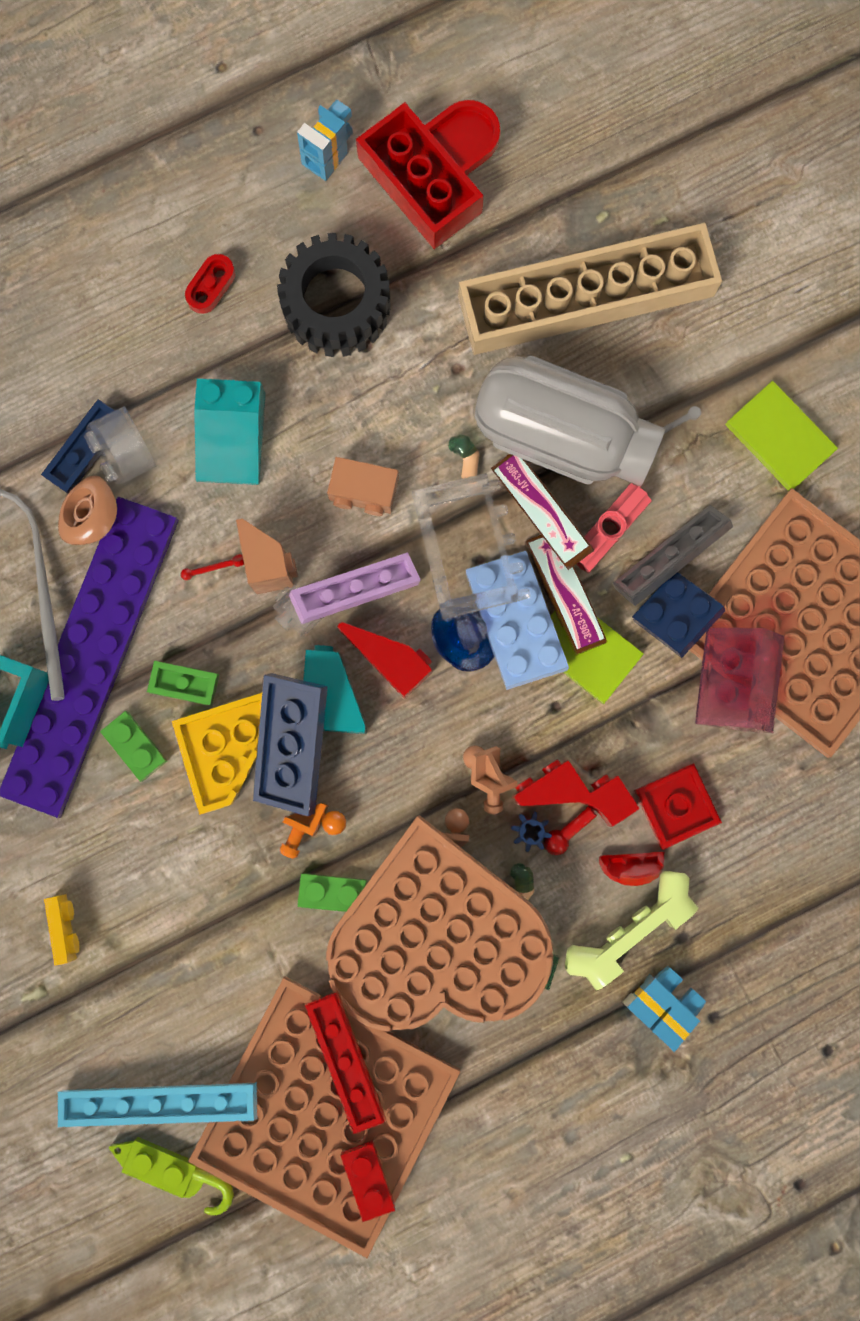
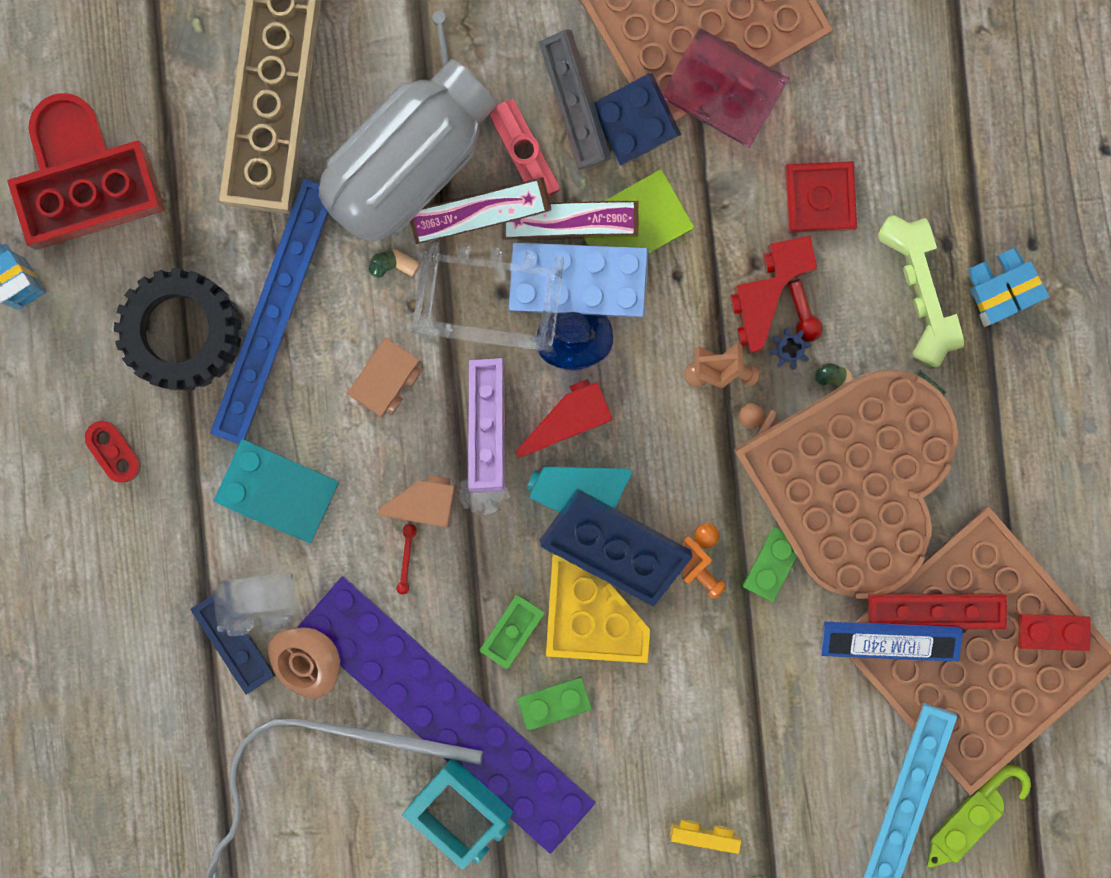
camera: 65 degrees left, 5 degrees up
(301, 1030) = (891, 641): none -> tile
(376, 370) = (271, 315): none -> blue plate
(633, 868) = (863, 264): red plate -> none

